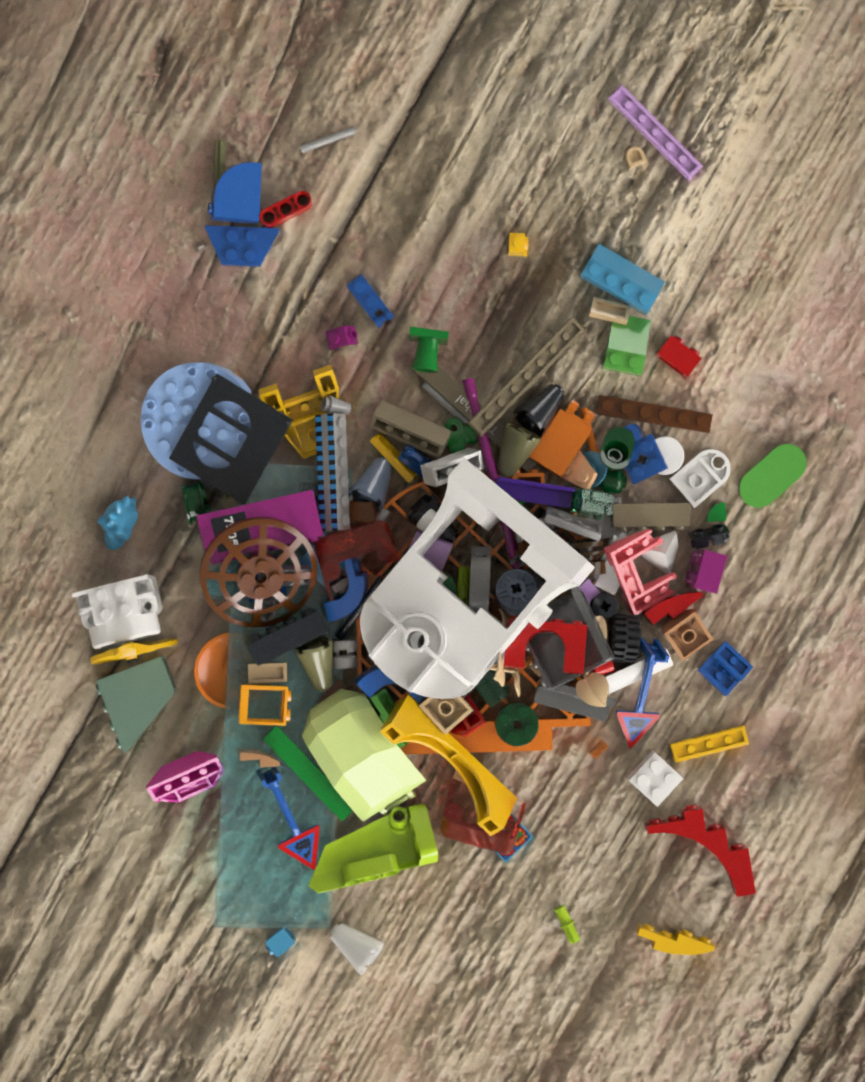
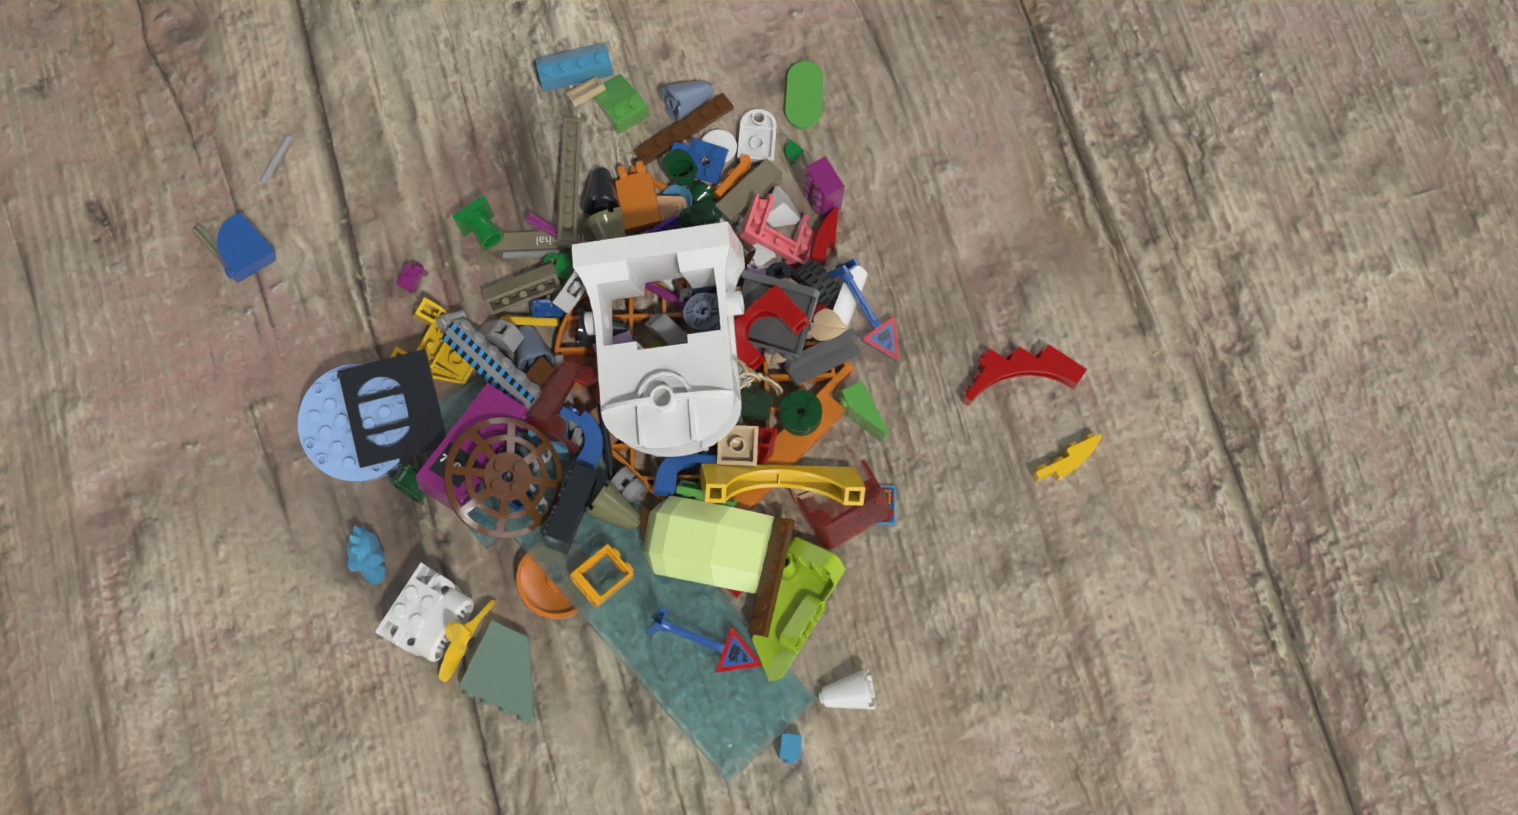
camera: 45 degrees left, 15 degrees down
(185, 777) = (598, 693): dark pink wedge -> none
(242, 244) = (277, 282): blue wing -> none
(263, 759) = (638, 613): medium nougat slope -> none
(267, 673) = (583, 551): tan tile -> none
(279, 217) = (288, 220): red beam -> none
(307, 772) = (686, 597): green tile -> none
(360, 450) = (502, 334): none -> light grey slope
(369, 300) = (409, 235): blue plate -> none
(380, 818) = (771, 577): none -> reddish brown plate
(517, 244) = (478, 105): yellow brick -> none
(565, 757) = (862, 410): none -> bright green slope
(567, 924) = (983, 524): lime axle -> none
(598, 749) = (876, 380): clear orange tile -> none
(651, 491) = (733, 178): none -> orange plate
(654, 778) = (935, 361): white brick -> none
(678, 392) = (685, 97): none -> sand blue cone
(679, 356) = (660, 75): red brick -> none
(686, 633) = (855, 242): medium nougat slope -> none
(709, 743) = (948, 305): yellow tile -> none
(717, 533) = (797, 175): black hinge -> none
(725, 668) = (905, 245): blue slope -> none

